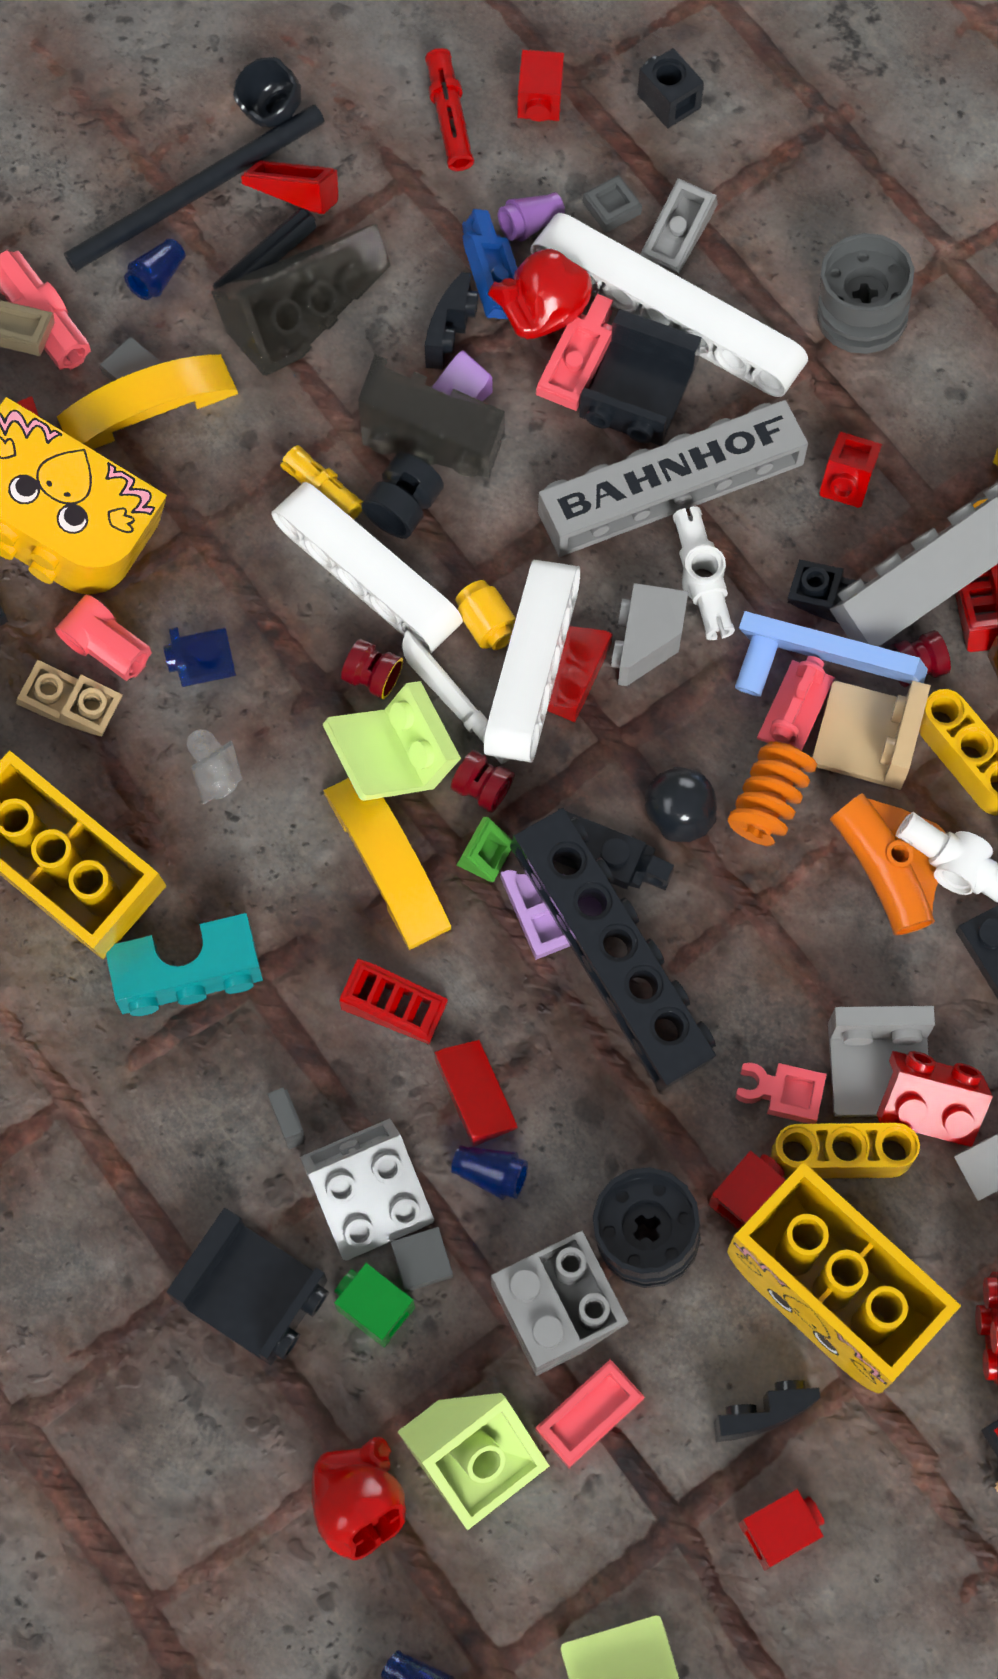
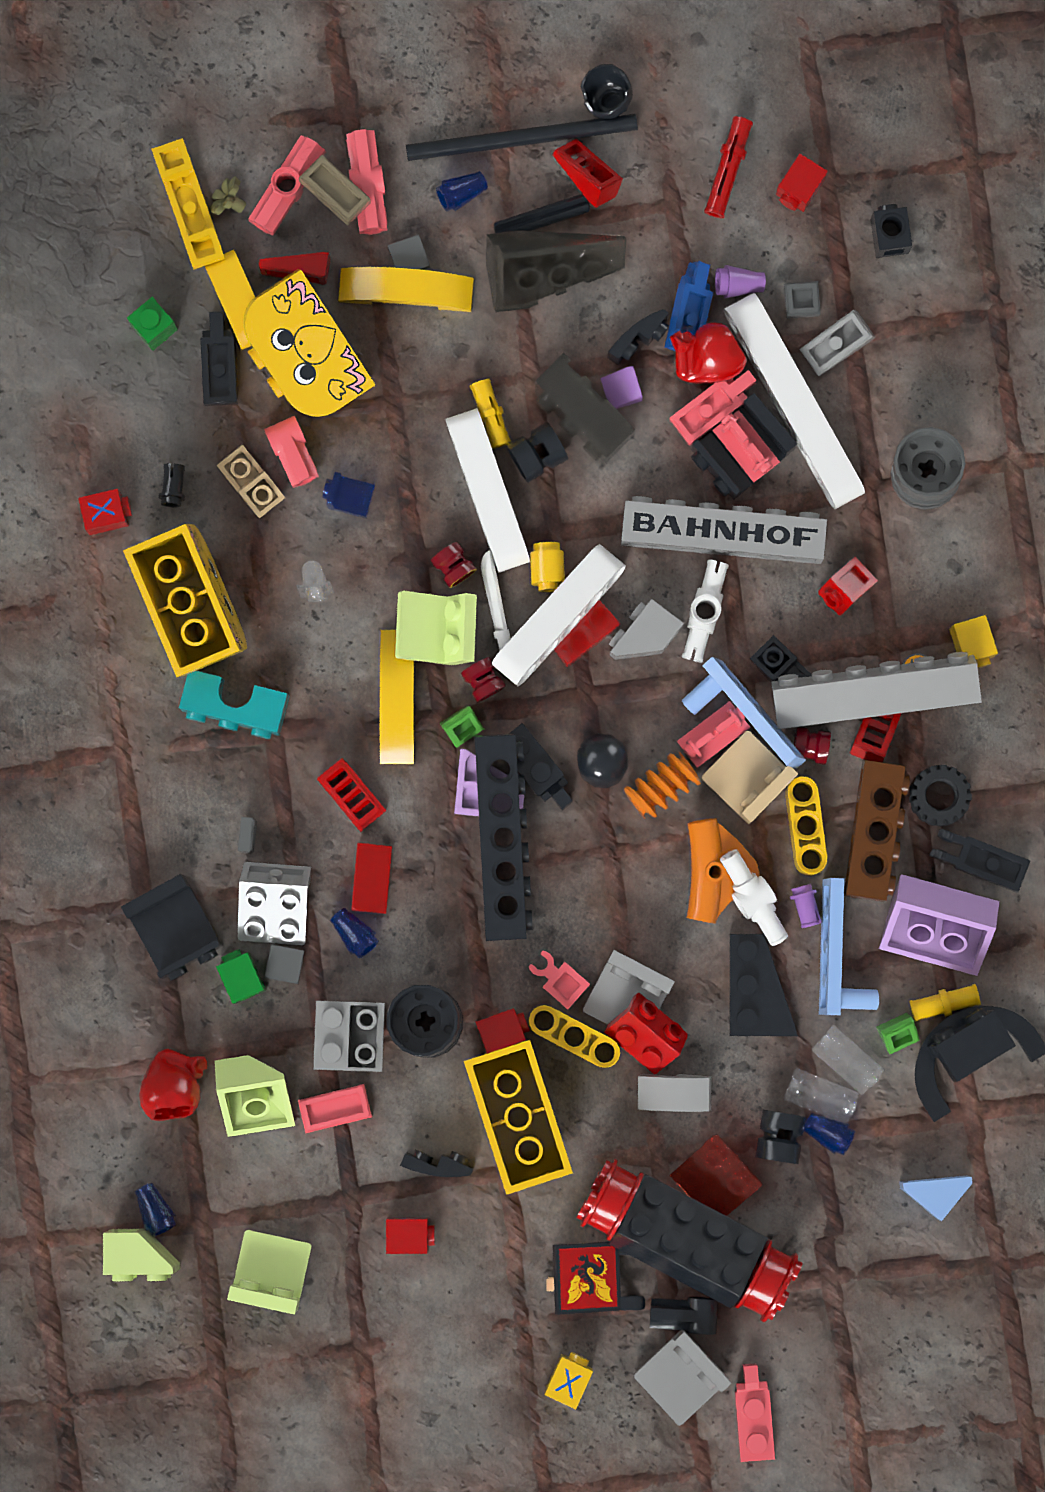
camera: 30 degrees right, 15 degrees up
(641, 375) = (745, 445): none -> coral hinge

